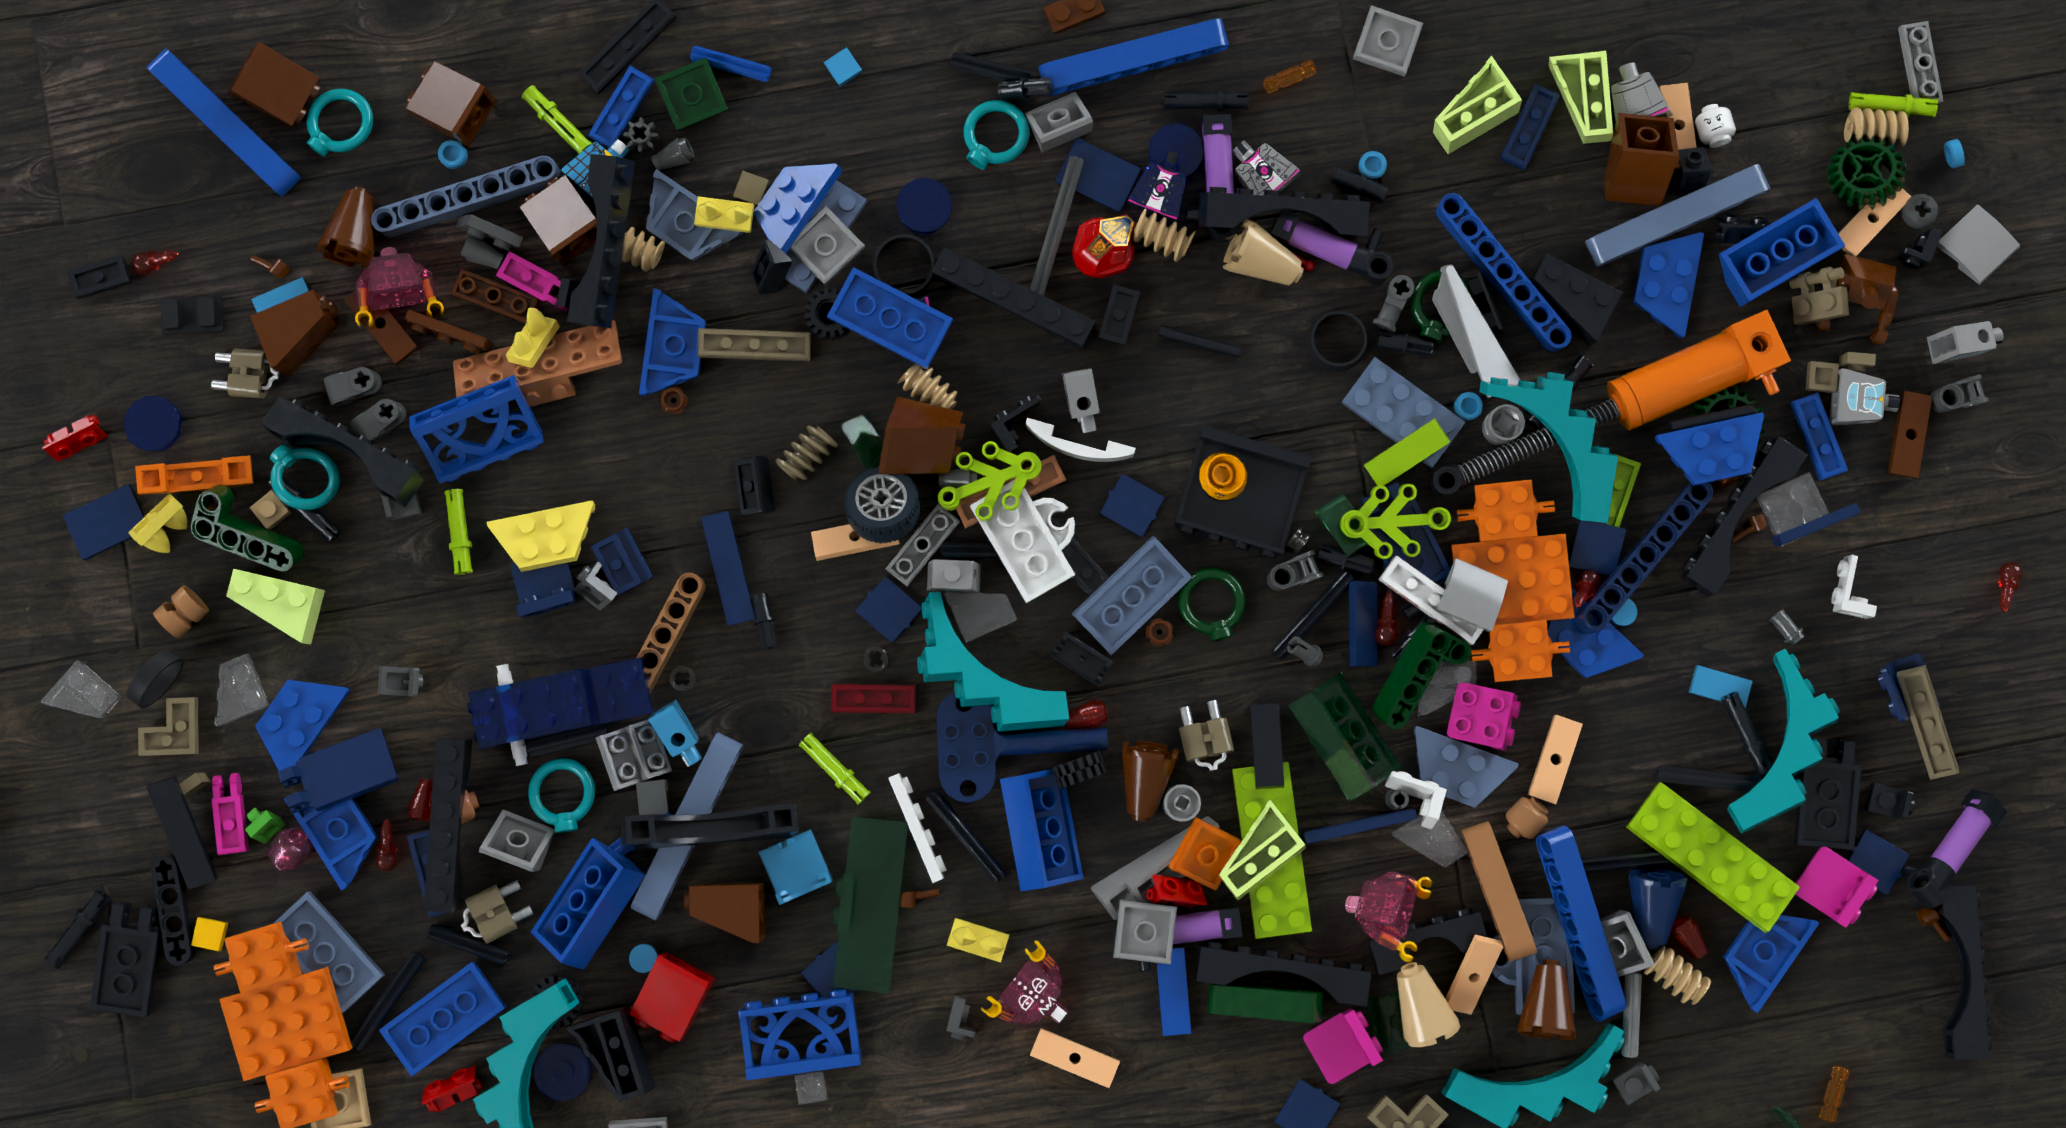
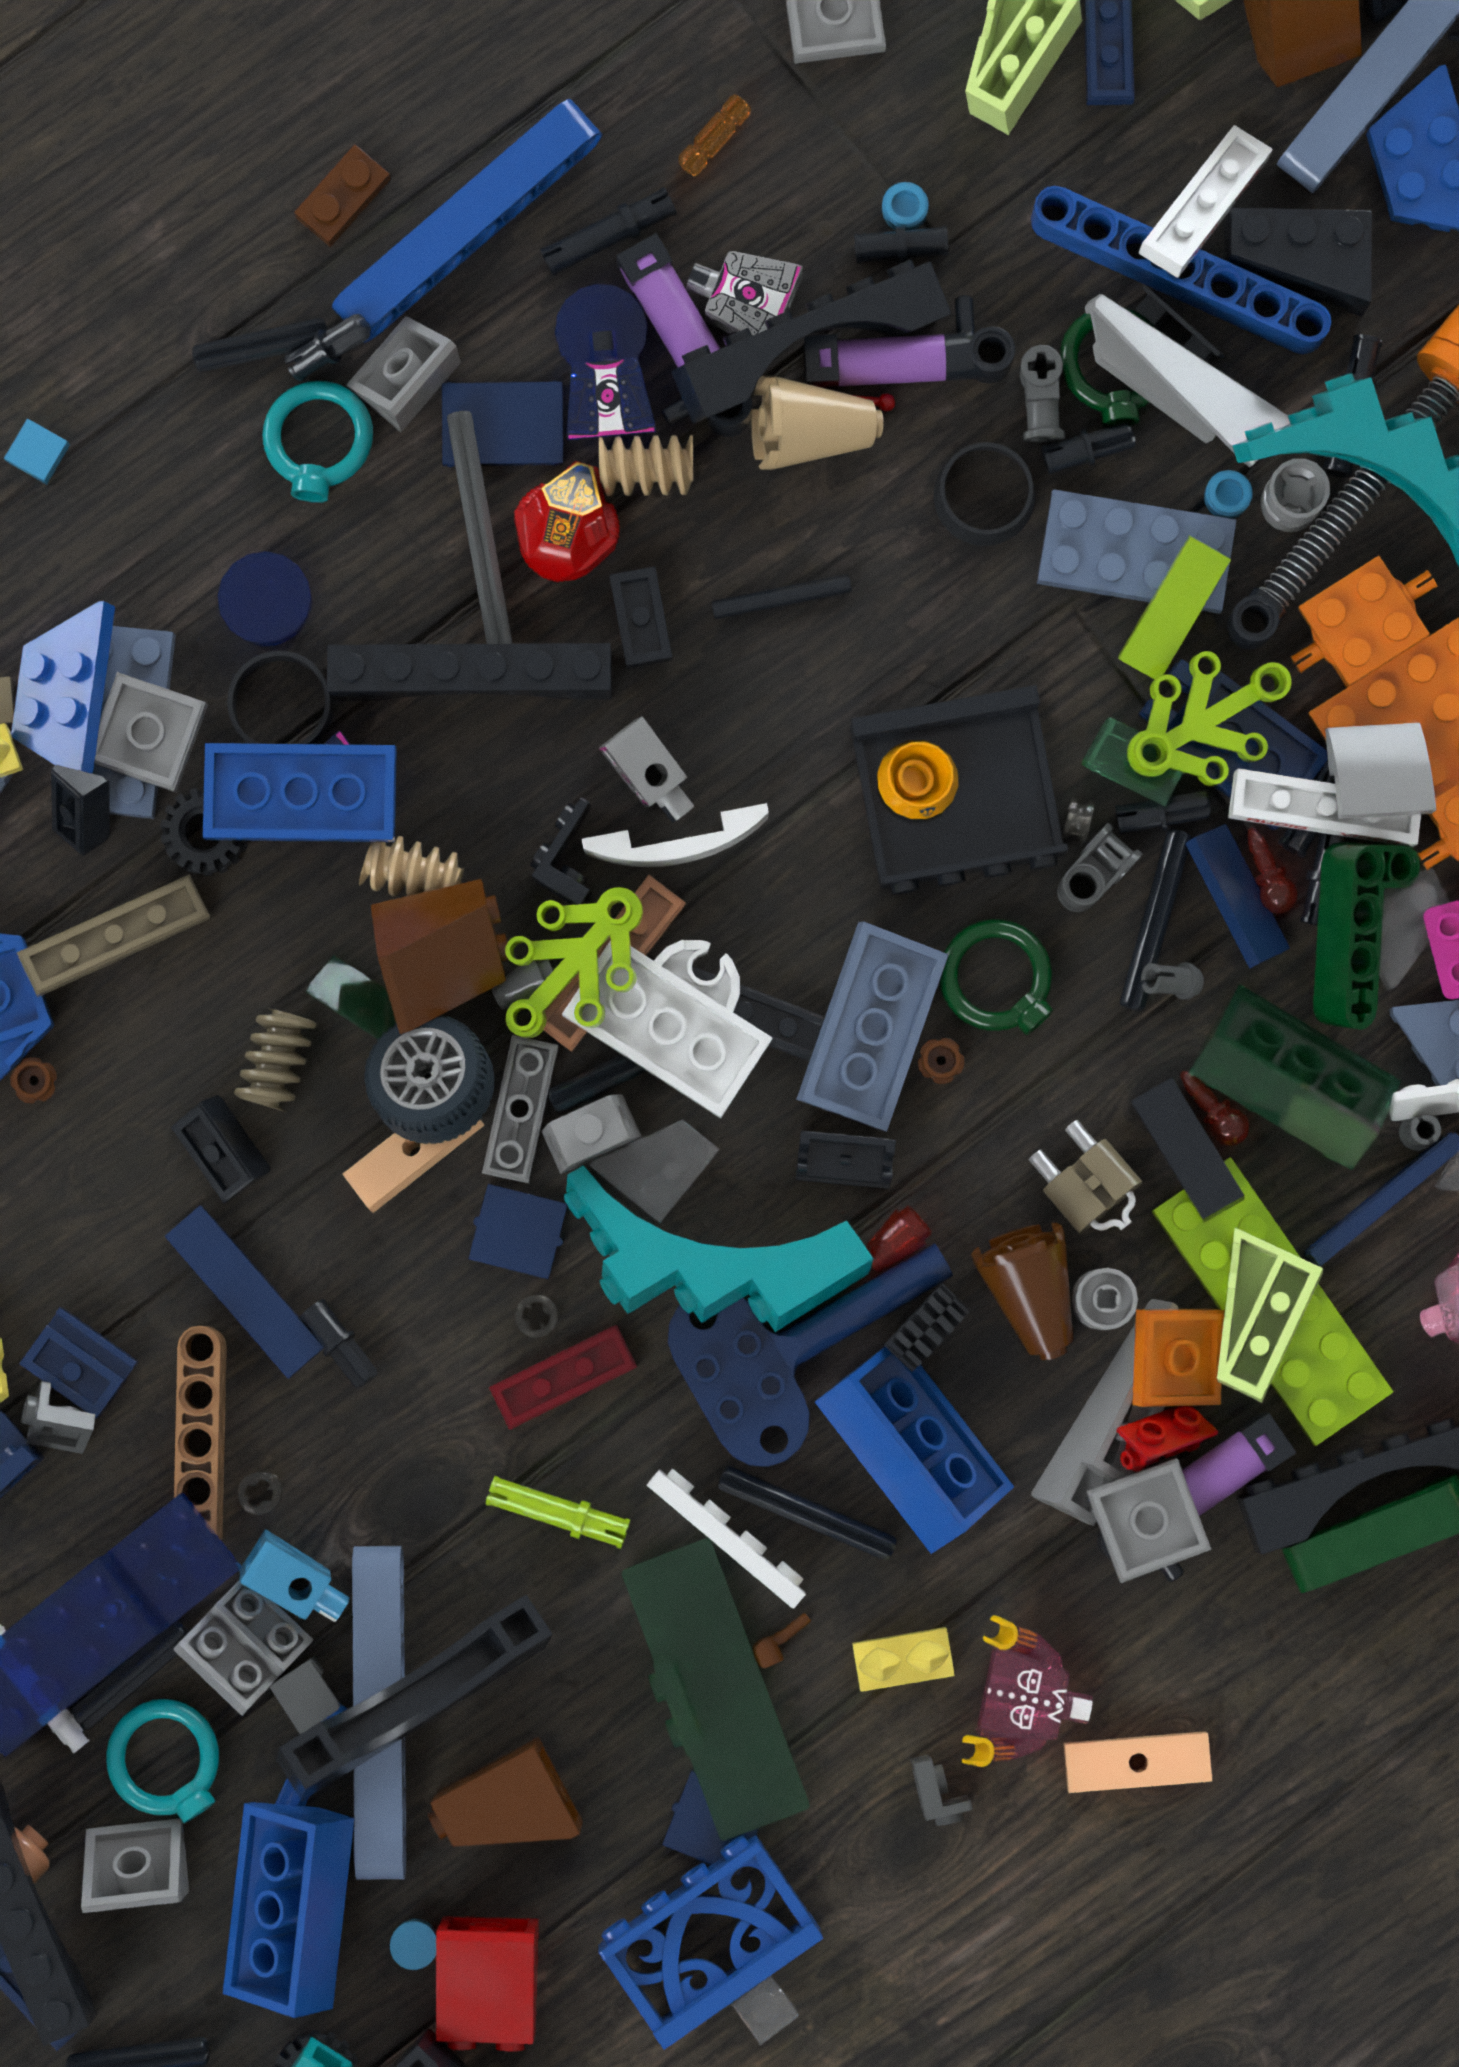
camera: 30 degrees left, 0 degrees up
(492, 913) = (150, 1994): dark tan piece -> none
(795, 866) = (574, 1689): dark azure piece -> none
(1132, 505) = (803, 892): dark blue piece -> none
(1174, 995) = (1238, 1592): blue tile -> none
(1295, 744) = (1228, 1124): none -> clear red bar
(1535, 242) = (1205, 201): none -> white plate

